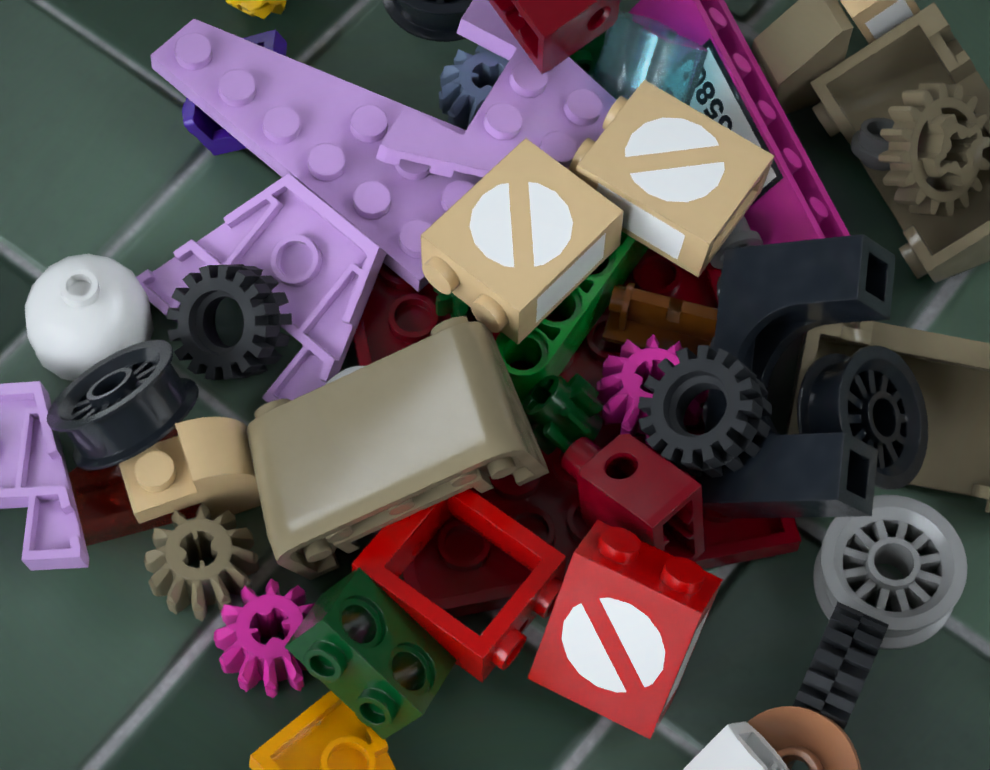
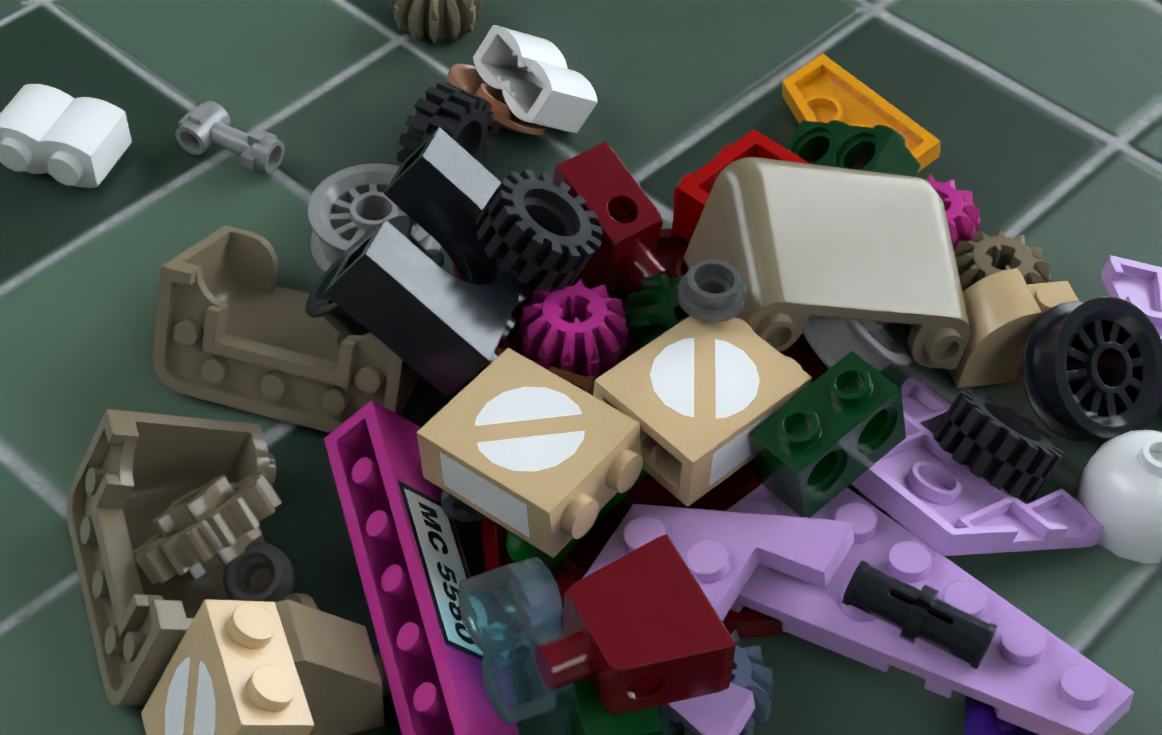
camera: 175 degrees left, 15 degrees down
(324, 84) = (919, 614): none -> black pin
(382, 225) = (828, 435): none -> dark green brick
(521, 277) = (712, 291): none -> dark grey plate
(624, 627) = (647, 147): red brick -> none

